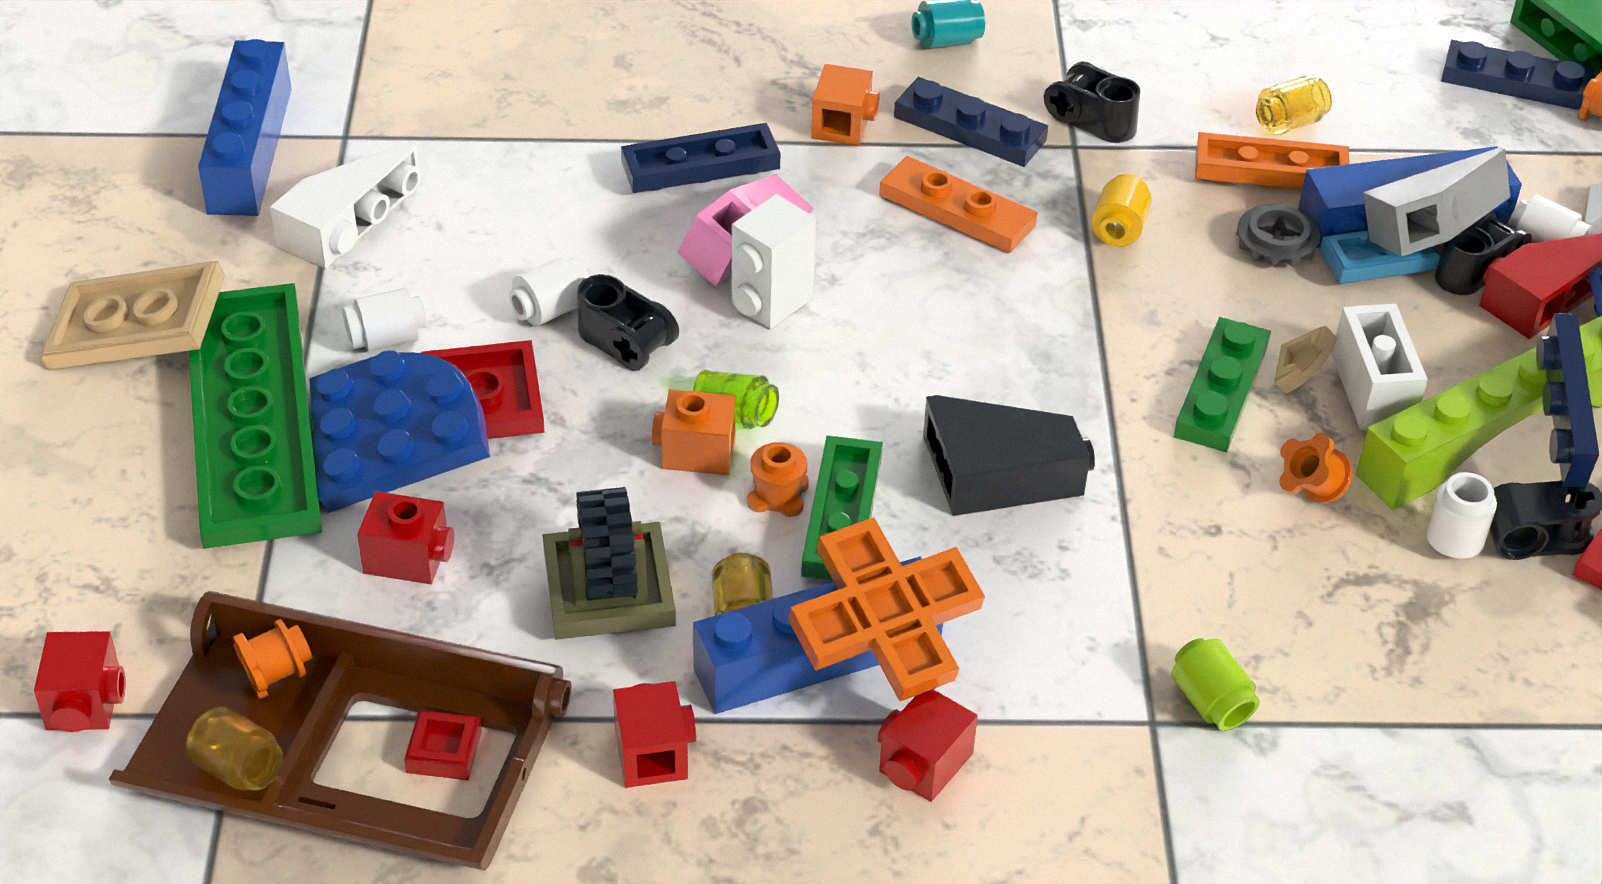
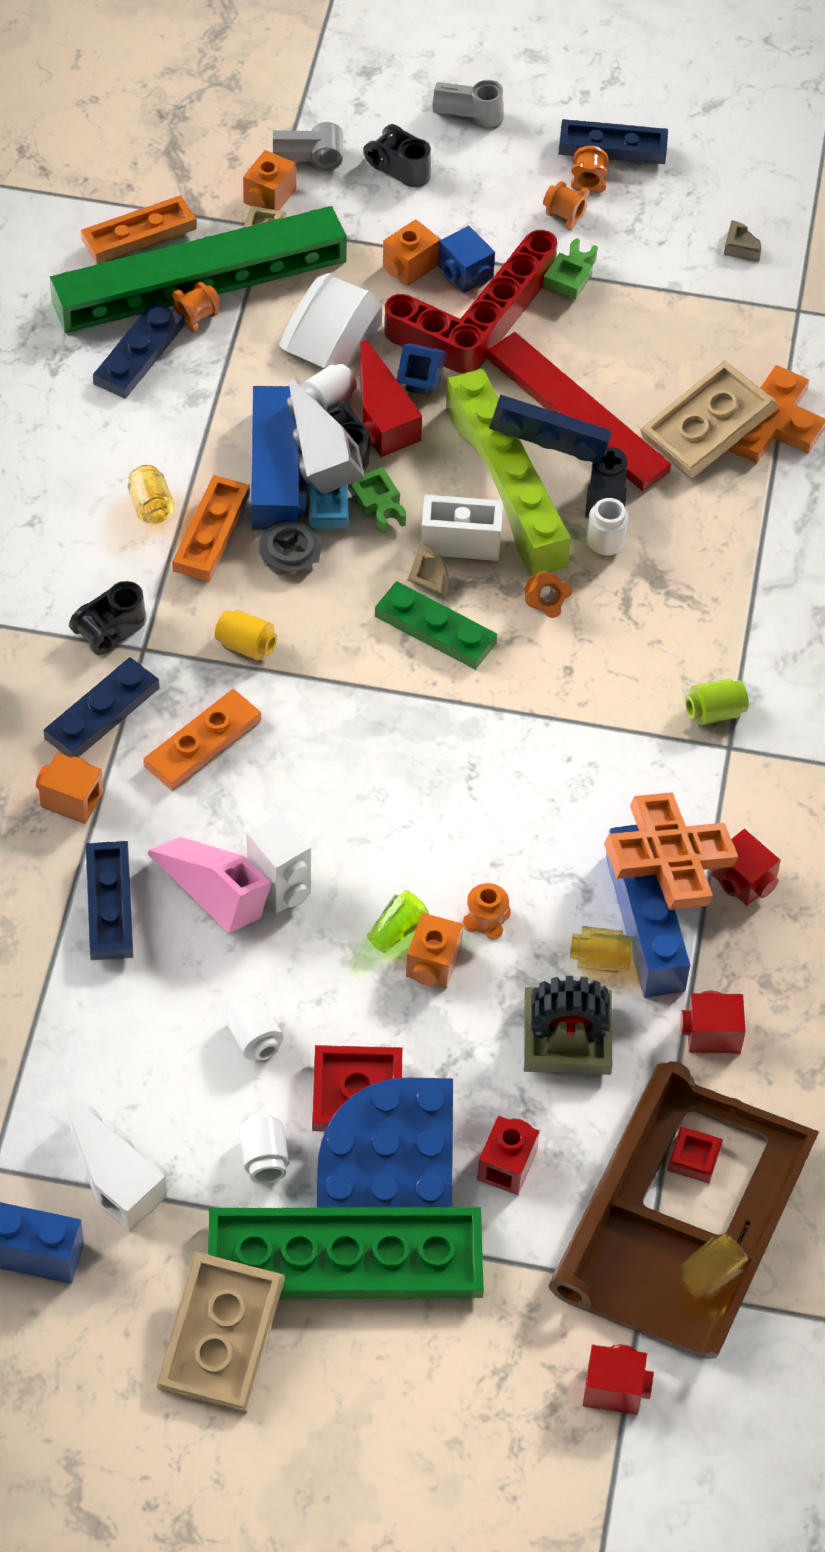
camera: 80 degrees left, 10 degrees up
(272, 656) = (629, 1241): orange brick -> none
(620, 321) = (308, 978): black piece -> none
(842, 494) = (524, 875): green plate -> none
(1004, 454) = (492, 771): black slope -> none
(1408, 288) = (379, 496): none -> bright green plate

